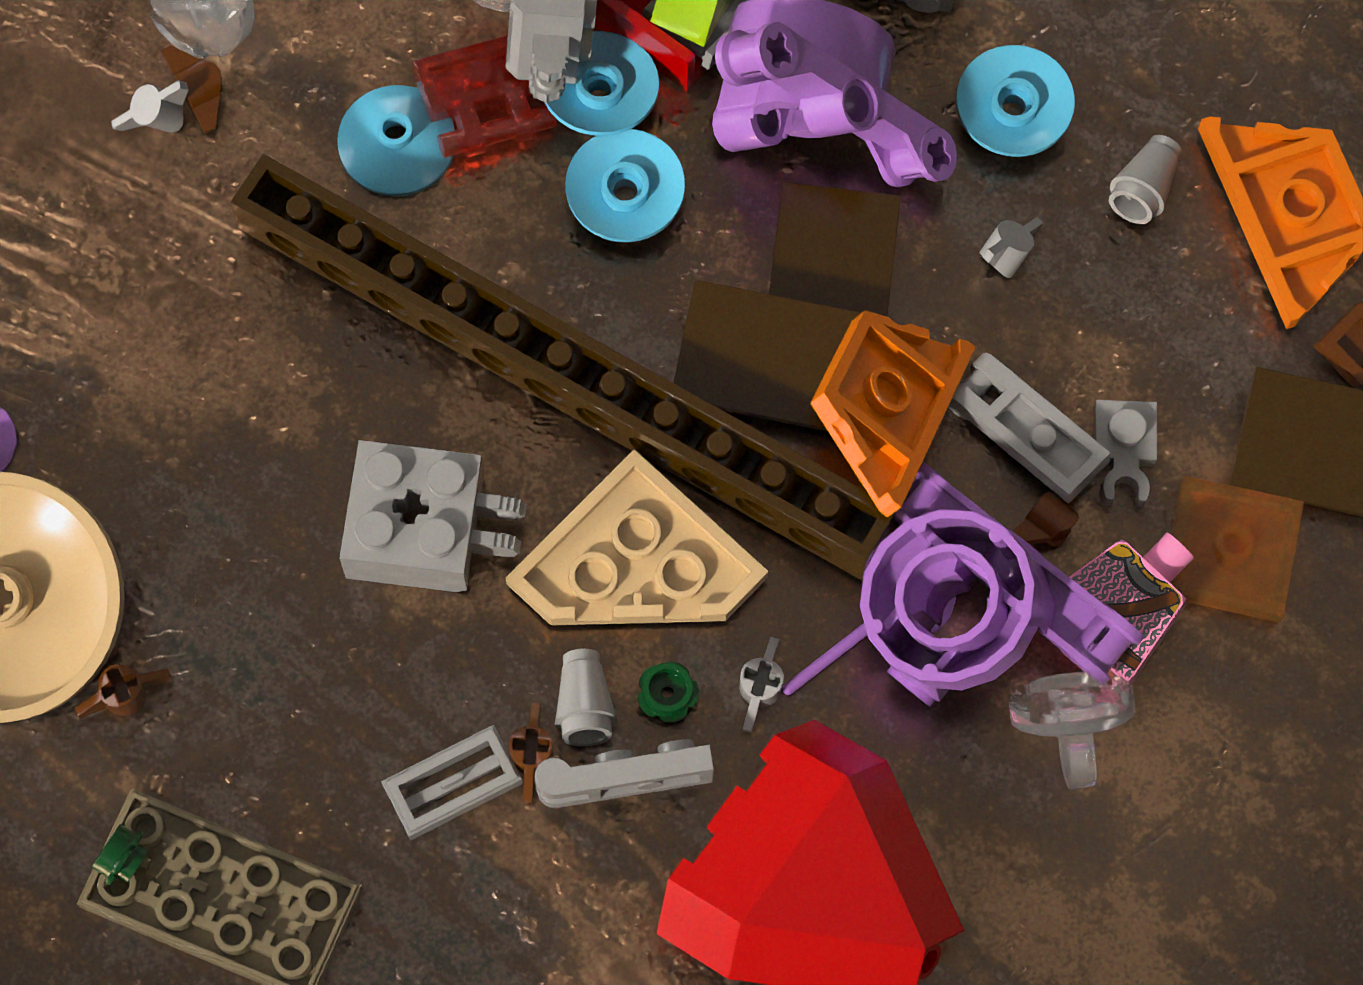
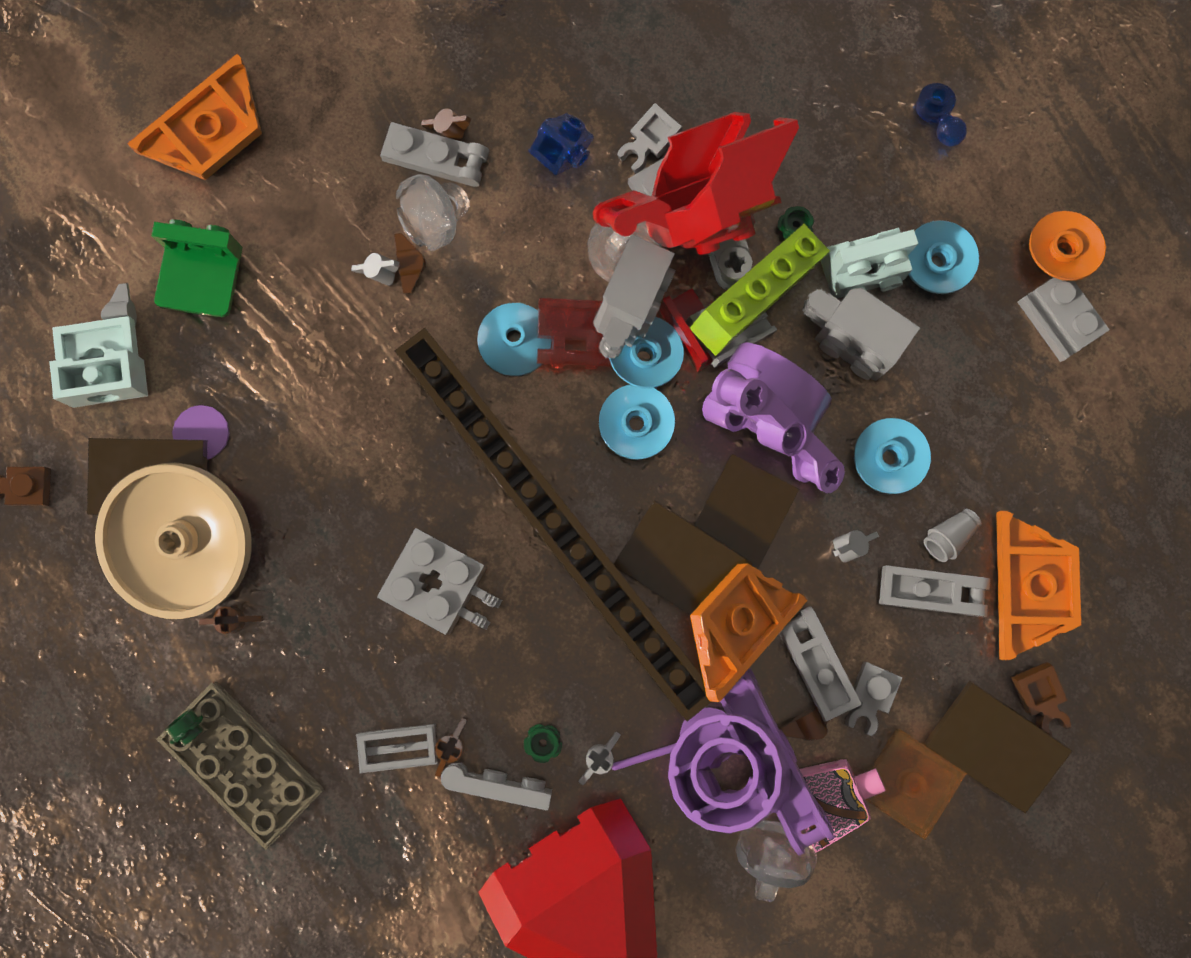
camera: 20 degrees right, 10 degrees up
(584, 701) = (492, 730): light grey cone -> none
(636, 557) = (555, 655): tan plate -> none
(1152, 266) = (933, 591): none -> light grey plate

